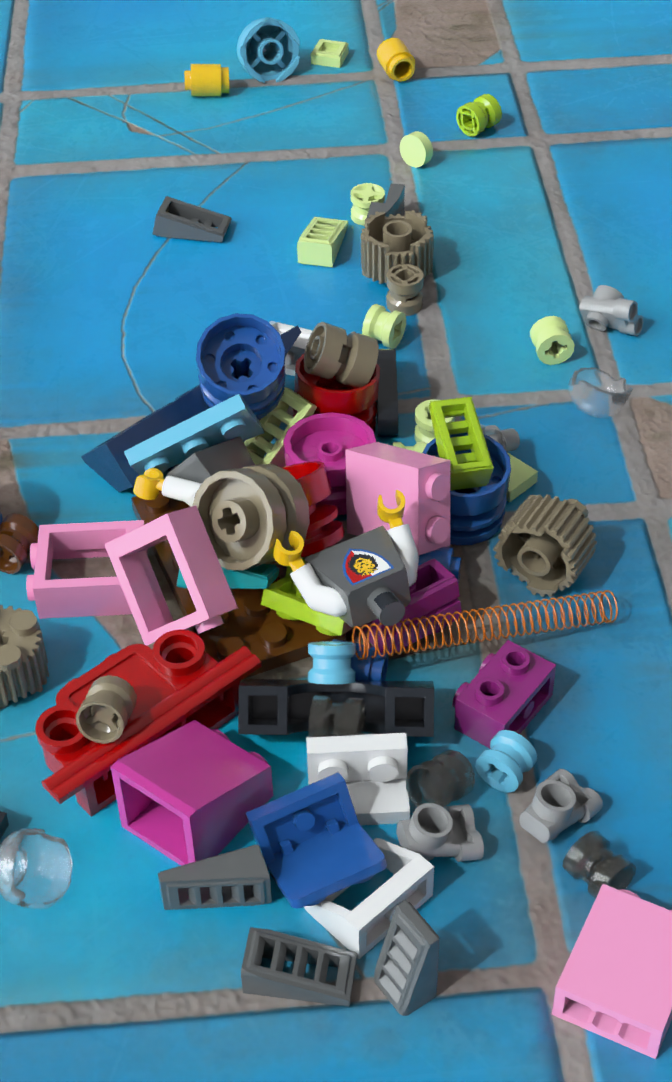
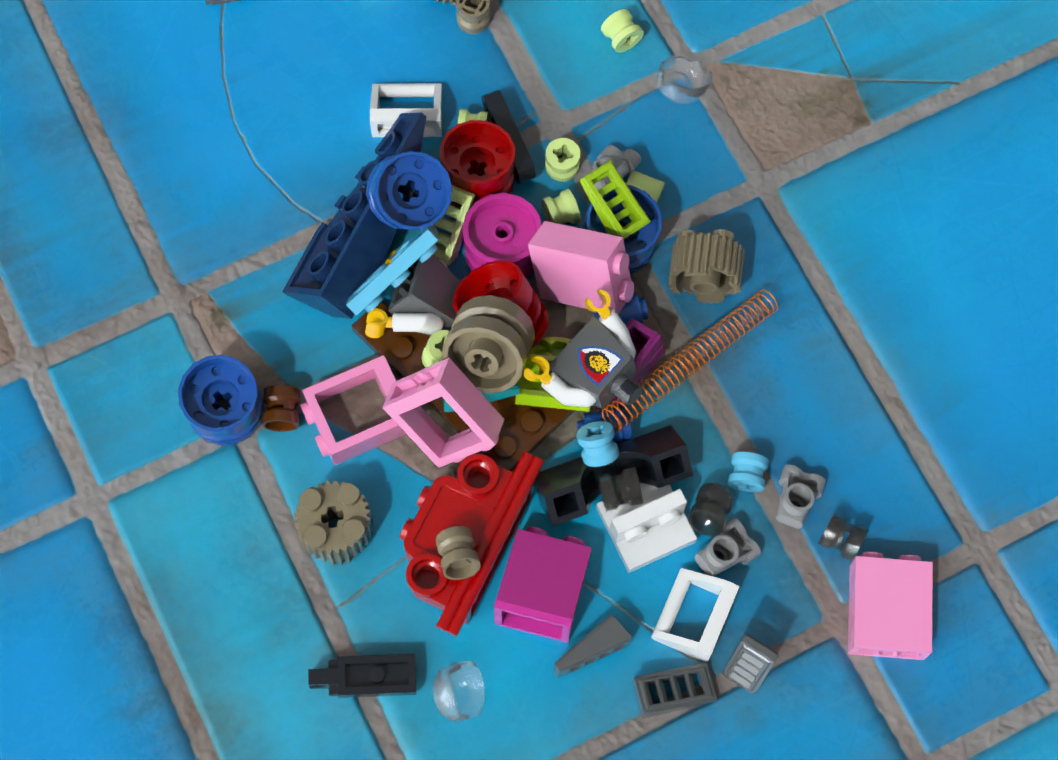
camera: 25 degrees left, 25 degrees up
(315, 842) = (651, 598): blue bracket -> none
(336, 354) = (478, 141): dark tan wheel -> none
(384, 325) = (474, 61): yellowish green wheel -> none
(504, 693) = (725, 414): magenta brick -> none

